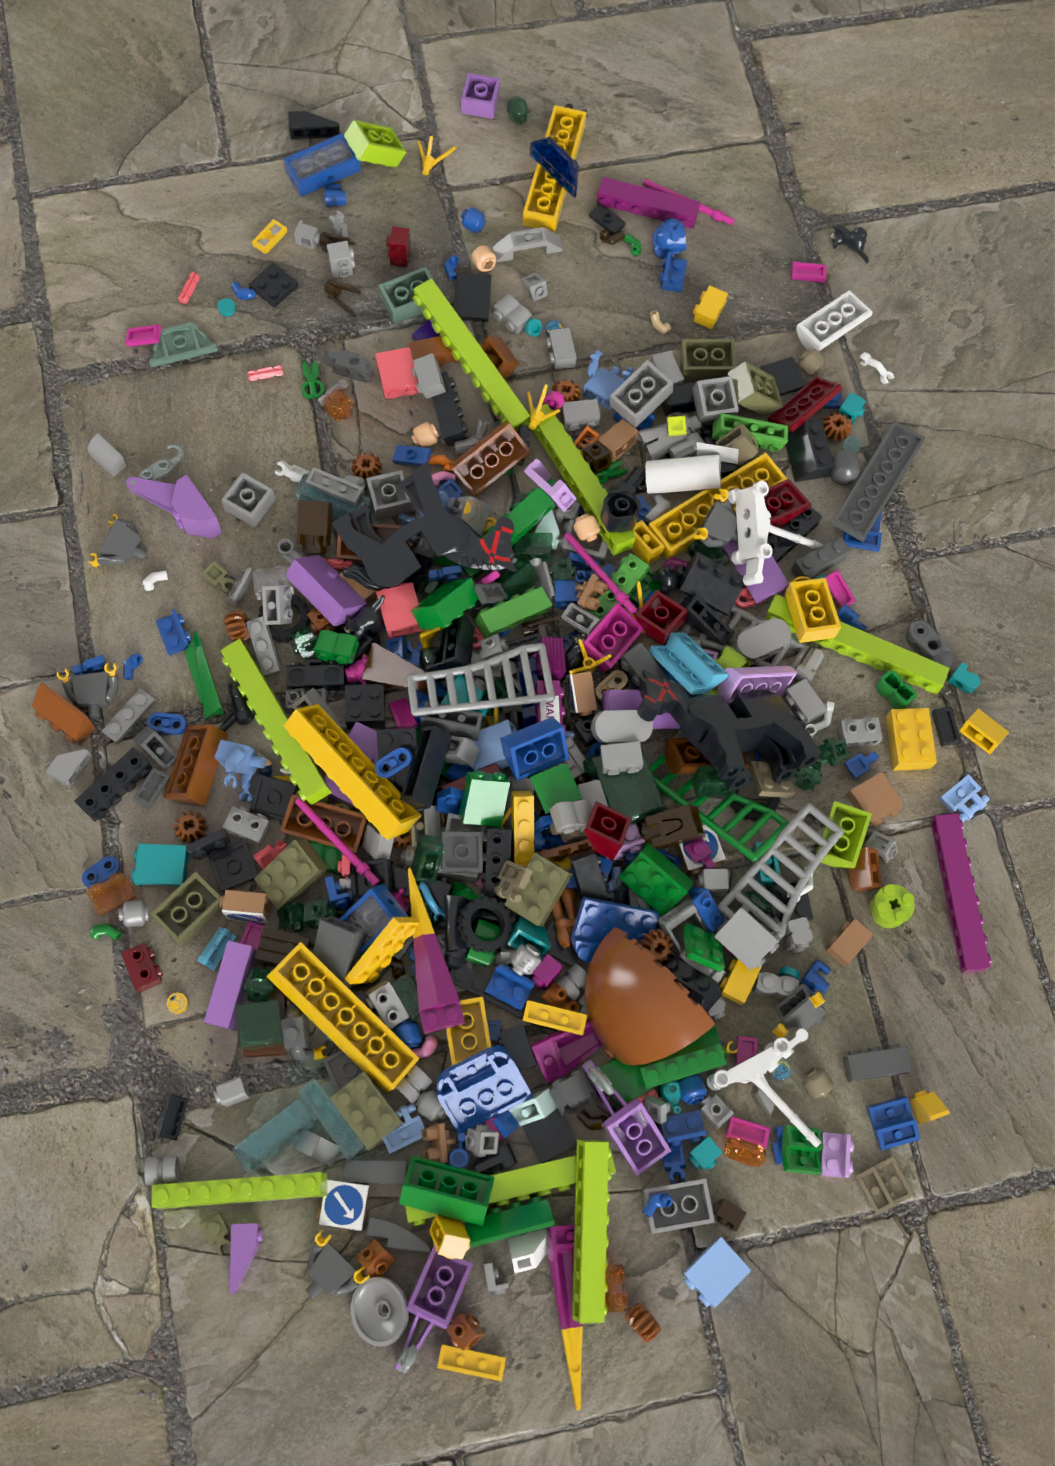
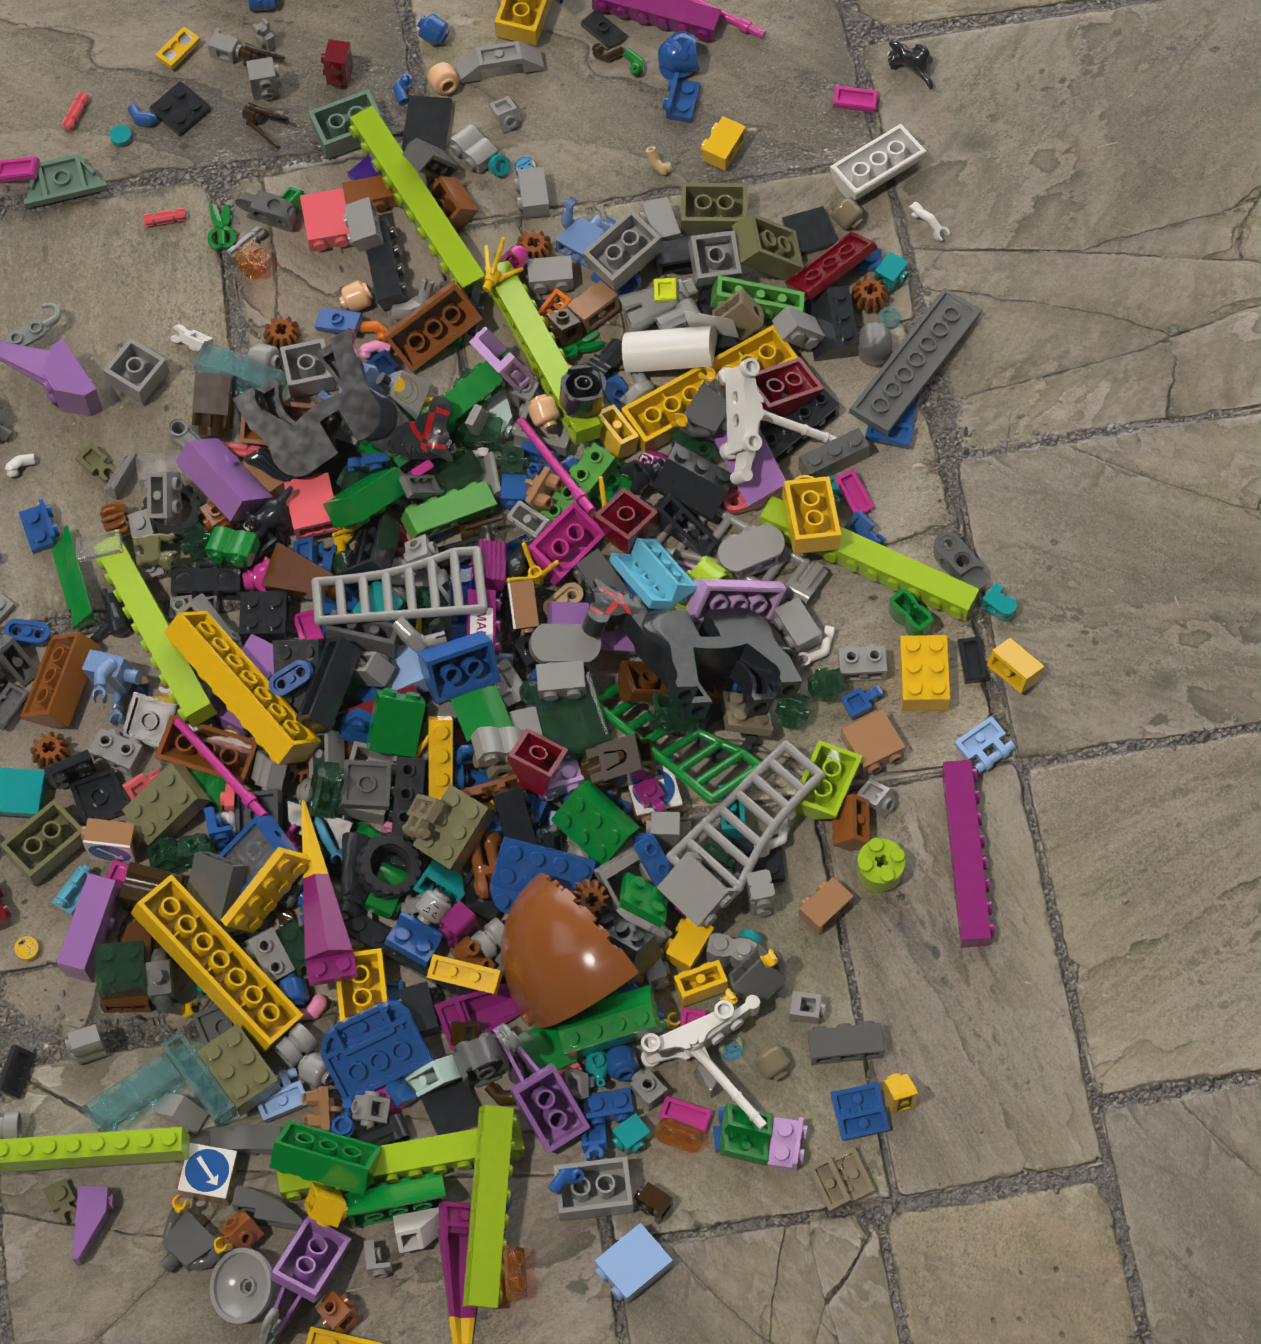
camera: 10 degrees right, 5 degrees down
(224, 648) = (99, 545): none -> clear tile
(258, 985) = (121, 925): clear green brick -> none
(269, 654) = (152, 550): none -> olive animal
(334, 486) = (240, 356): light grey plate -> none
(369, 353) = (293, 195): none -> green slope
(479, 322) = (430, 159): none -> dark grey brick
(497, 726) = (414, 639): none -> light grey arm
(532, 536) = (476, 420): none -> light grey tile
(558, 1068) = (464, 1031): none -> dark brown slope
(643, 1322) = (542, 1311): dark orange gear -> none
(752, 1016) = (700, 983): none -> yellow brick
(784, 455) = (798, 328): none -> light grey brick
(813, 979) = (777, 943): blue piece -> none
(849, 1030) = (806, 1000): none -> light grey brick

